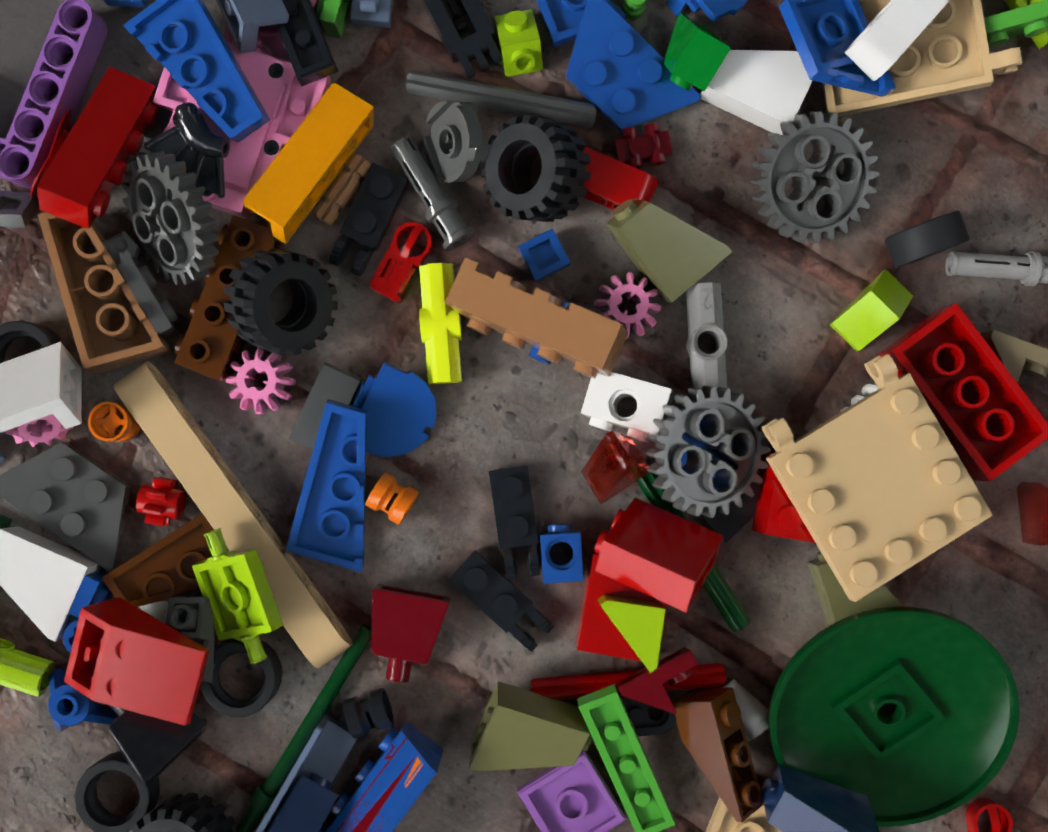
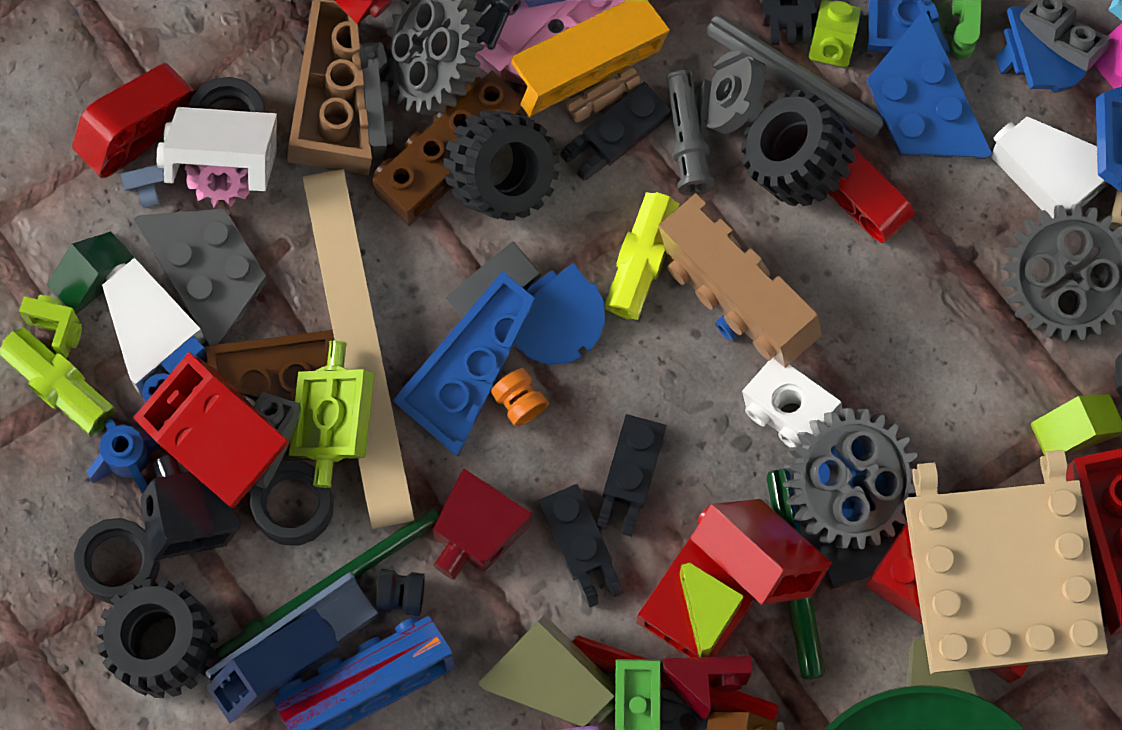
camera: 25 degrees right, 15 degrees down
(105, 421) = (281, 204): orange wheel -> none
(161, 501) = (295, 302): red gear -> none
(245, 379) = (427, 237): bright pink gear -> none
(396, 266) = (624, 185): red piece -> none
(544, 255) = (772, 235): blue plate -> none
(561, 571) = (661, 541): blue brick -> none
(614, 466) = (752, 457): clear red slope -> none
(630, 291) = (847, 308): bright pink gear -> none
(639, 149) = (913, 178): dark red piece -> none
(665, 247) = (893, 273): olive slope -> none
(694, 54) = (997, 109): green slope -> none
(706, 317) = (902, 362): light grey piece -> none

